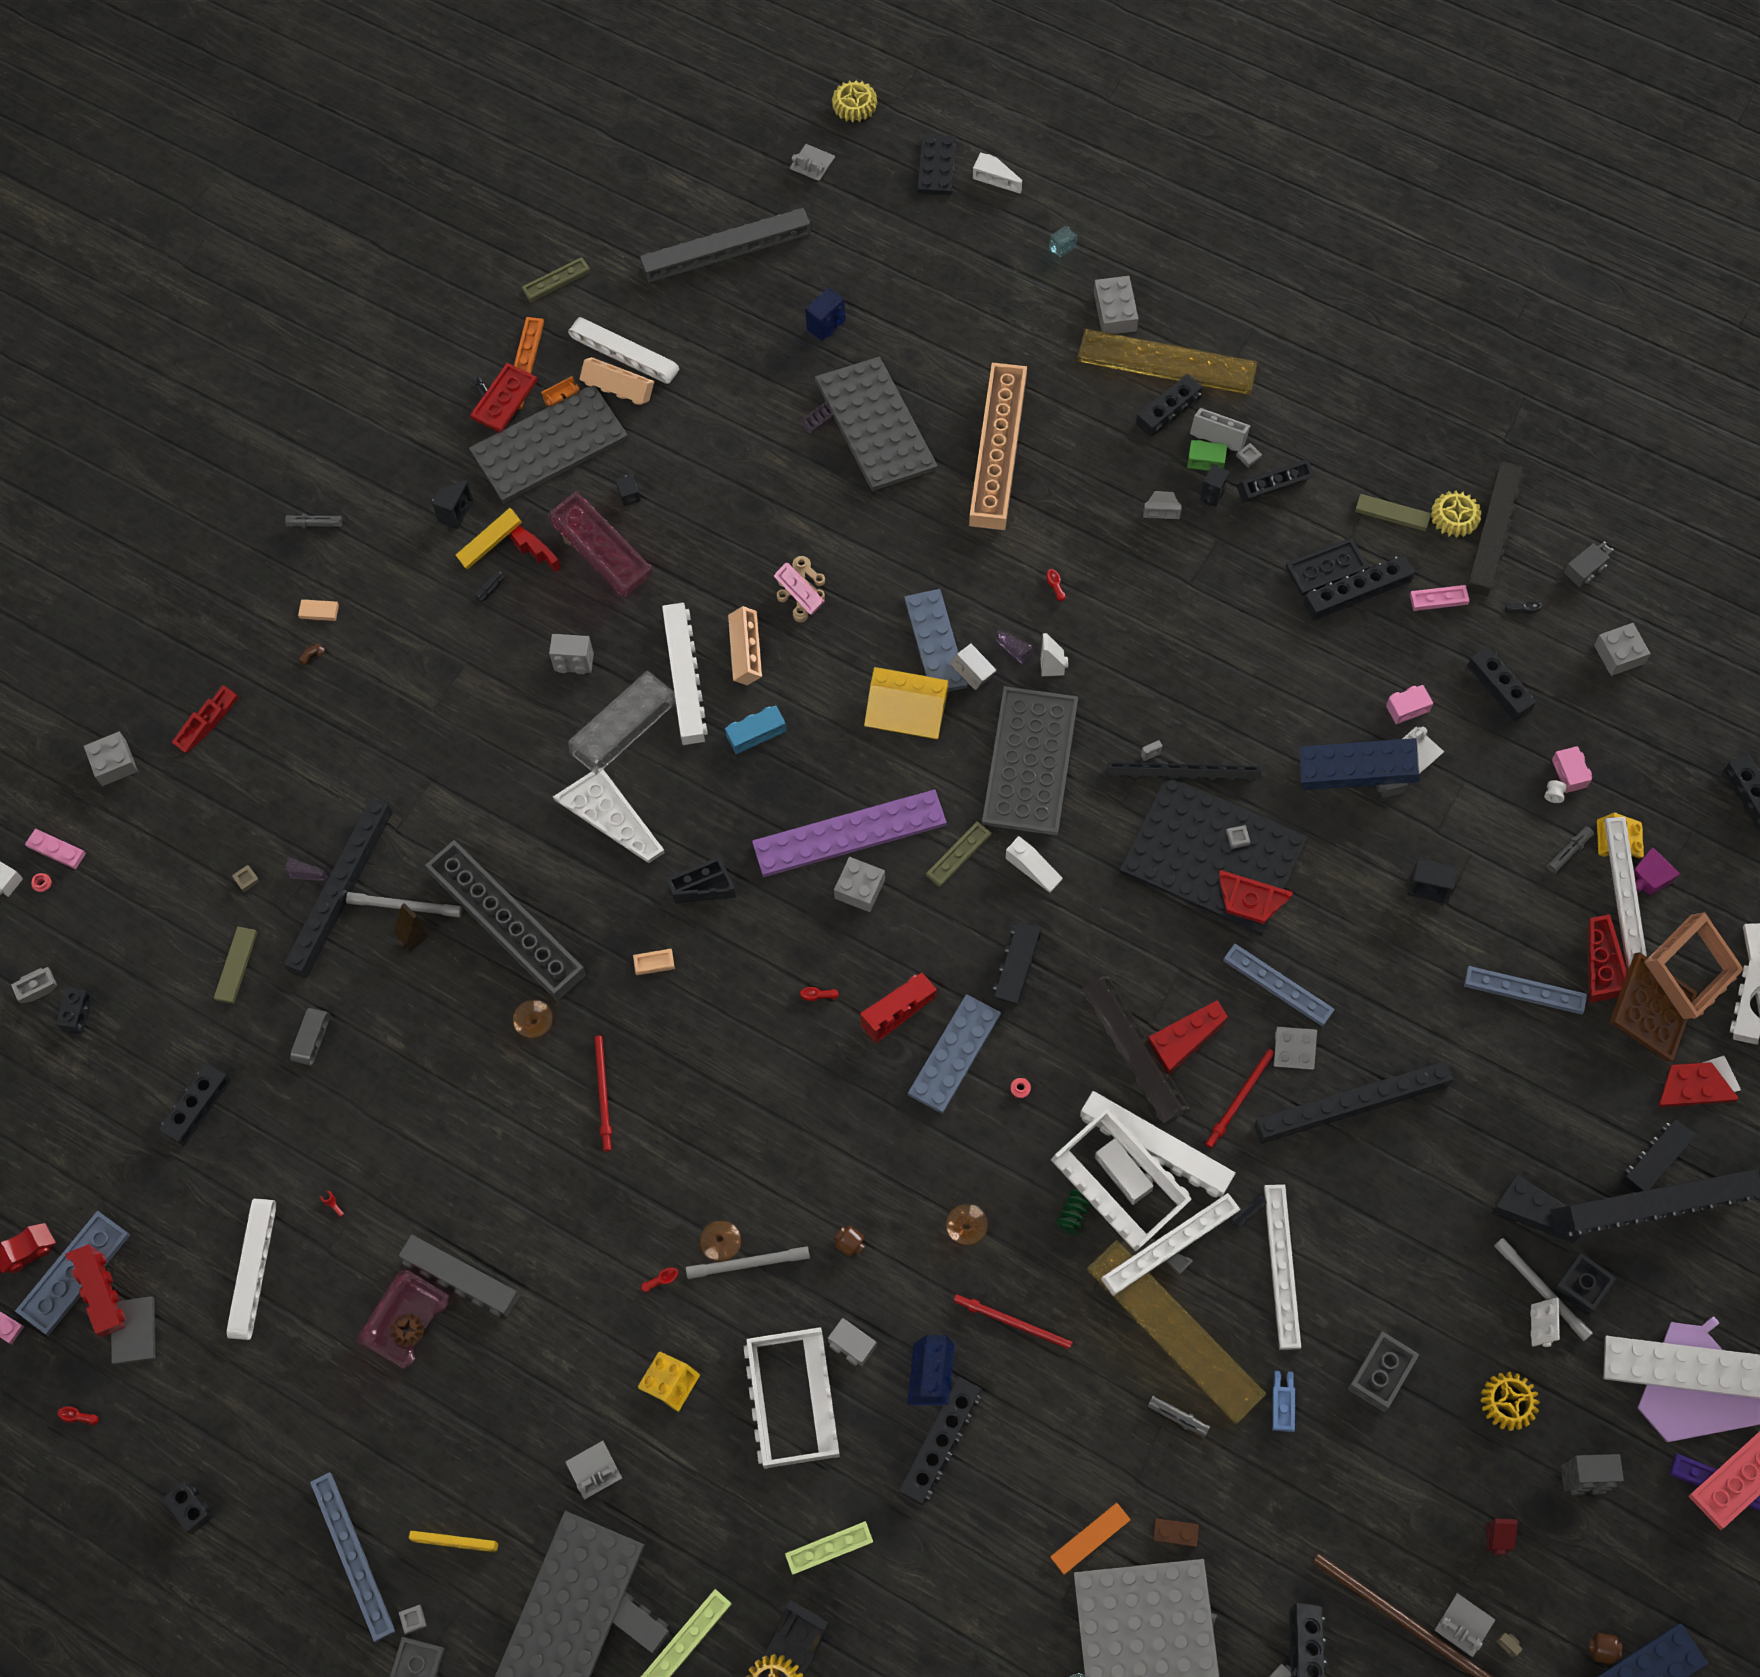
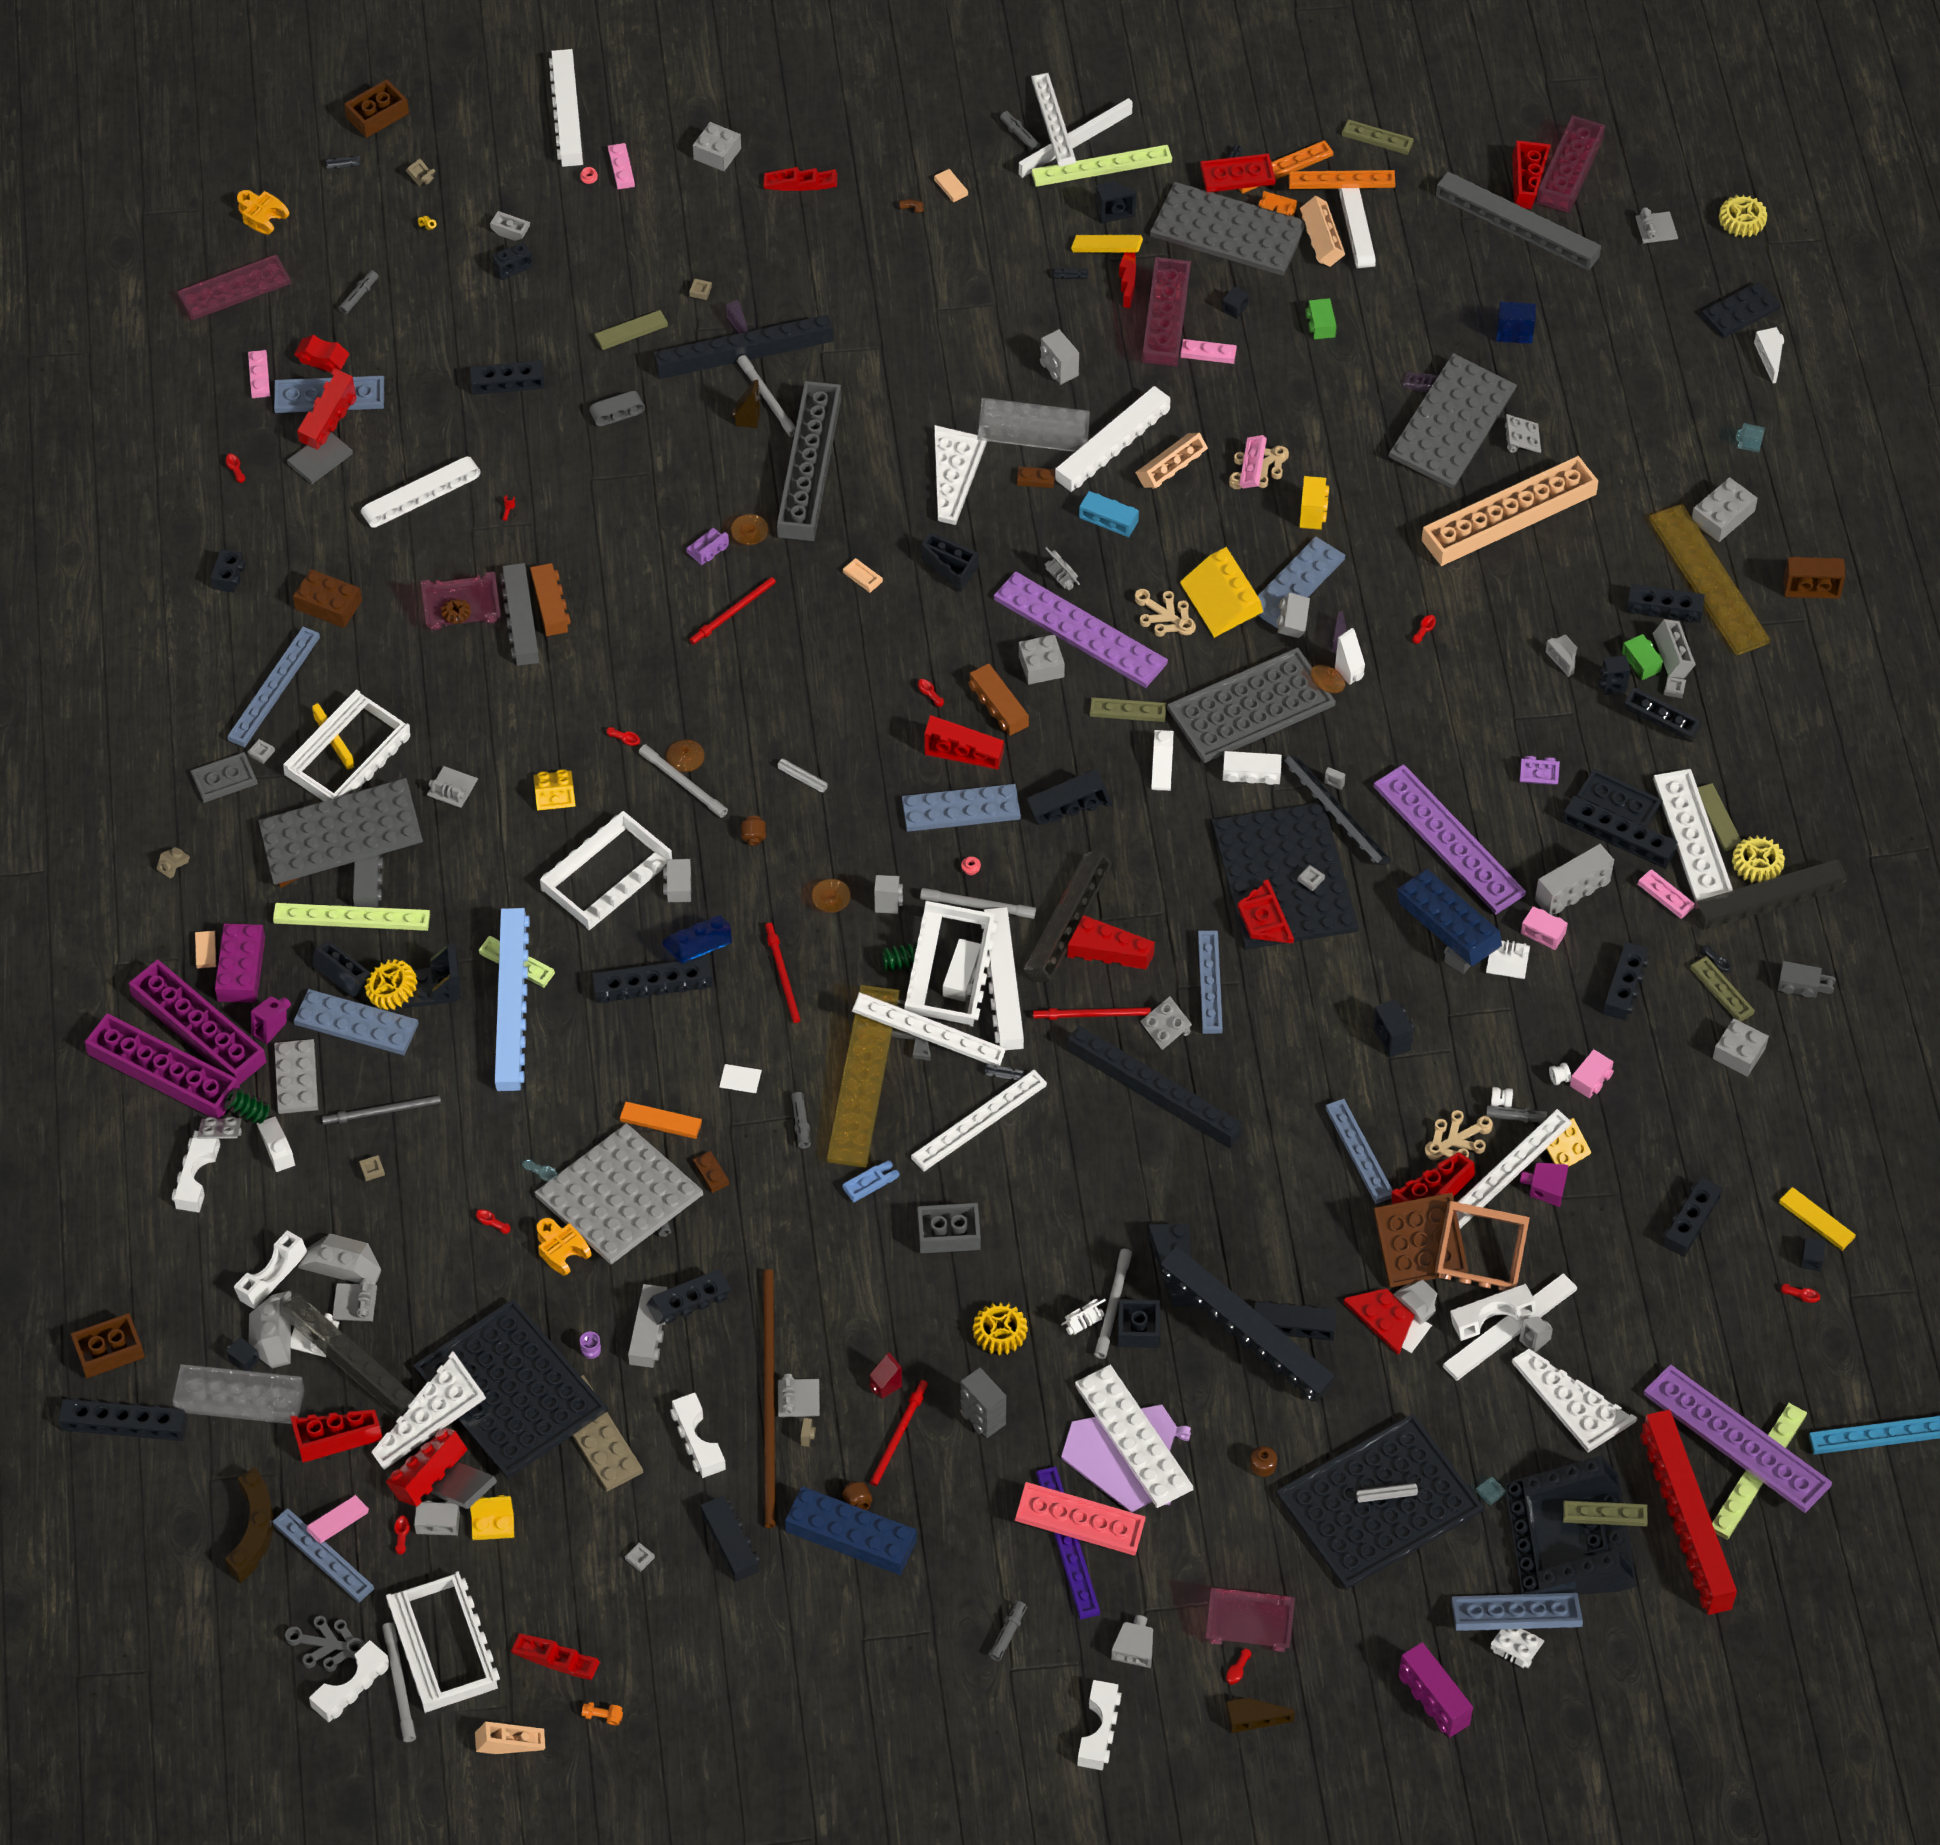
camera: 50 degrees right, 10 degrees down
(297, 1437) = (327, 598): none -> reddish brown brick
(329, 488) = (1053, 119): none -> white tile
(359, 486) = (1078, 136): none -> white tile
(403, 488) = (1102, 165): none -> yellowish green plate
(451, 1544) = (329, 730): none -> white window
(463, 1239) = (549, 599): none -> dark orange brick
(518, 1065) = (708, 546): none -> medium lavender bracket
(581, 331) = (1341, 179): none -> orange tile
(658, 540) = (1208, 351): none -> bright pink plate
(669, 757) = (1036, 477): none -> reddish brown plate
(686, 204) = (1528, 167): none -> red wedge
(698, 441) = (1321, 318): none -> bright green brick
(707, 172) = (1571, 164): none -> clear pink brick
(773, 802) = (1061, 571): none -> light grey hinge
(821, 1158) = (802, 775): none -> light grey axle
(871, 1584) = (511, 999): none -> light blue brick
(872, 945) = (998, 699): none -> dark orange brick
(876, 574) = (1314, 502): none -> yellow brick
(888, 757) = (1142, 598): none -> tan plant
(928, 387) = (1522, 434): none -> light grey hinge
(1006, 1177) = (888, 894): none -> light grey brick
(1030, 1137) = (937, 896): none -> light grey piece
(1050, 686) = (1327, 678): none -> clear orange dish
(1093, 803) = (1252, 767): none -> white brick
(1094, 1436) = (740, 1078): none -> white sticker
(1230, 292) = (1814, 577): none -> reddish brown brick
(1257, 601) = (1539, 771): none -> medium lavender bracket
(1272, 710) = (1449, 839): none -> medium lavender plate
(1387, 651) = (1574, 880): none -> light grey brick
(1399, 540) = (1693, 833): none -> white plate
(1533, 1524) = (915, 1400): none -> red bar
(1547, 850) = (1506, 1099): none -> white wheel
(1553, 623) = (1722, 989): none -> olive tile
(1561, 909) = (1457, 1139): none -> tan plant
(1697, 1048) = (1418, 1299): none -> light grey slope

